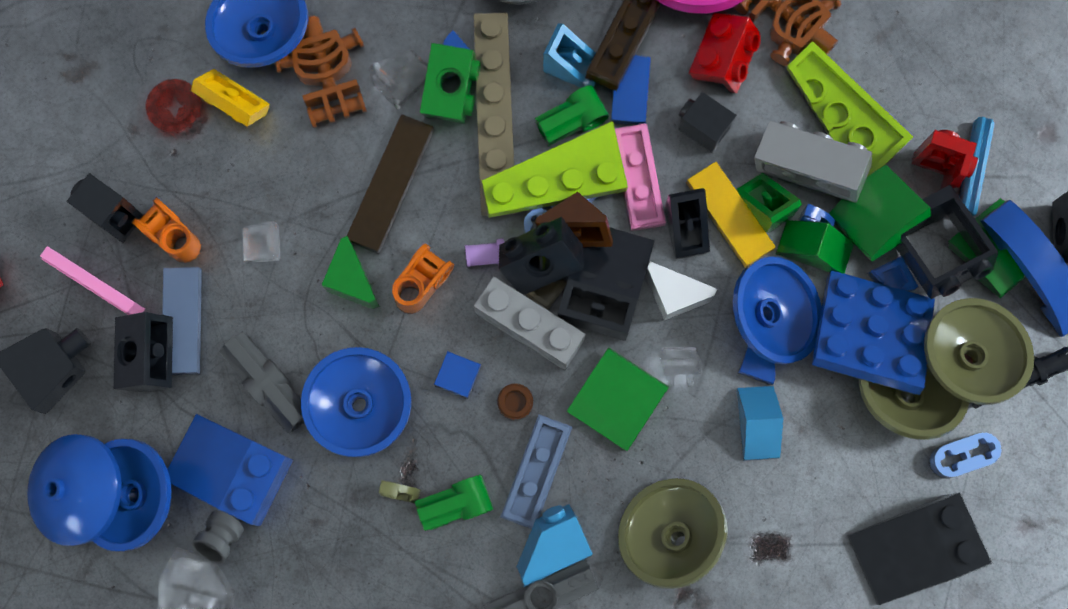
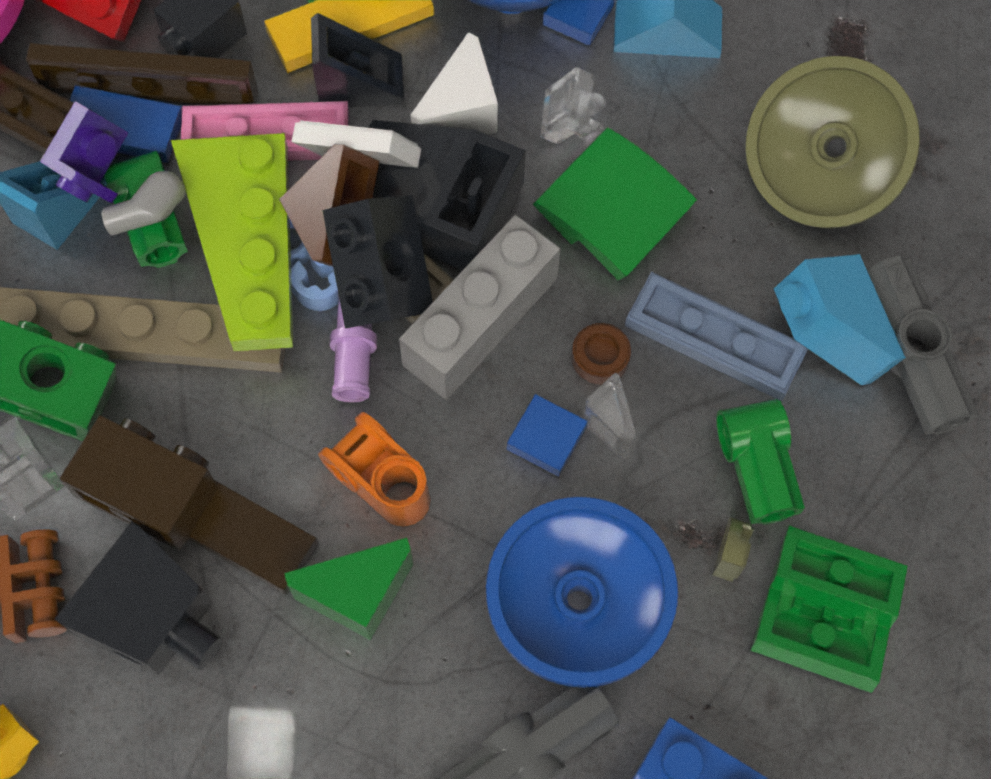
camera: 85 degrees left, 10 degrees down
(327, 165) = (142, 607): none -> black torso
(370, 552) = (830, 609): none -> green slope
(392, 148) = (140, 480): none -> dark brown brick
(469, 410) = (610, 417): none -> clear slope
(562, 117) = (149, 205): none -> light grey arm
(586, 71) = (84, 153): none -> dark purple bracket
(620, 231) = (379, 144): none -> white tile
(661, 96) = (144, 74): none -> dark brown tile

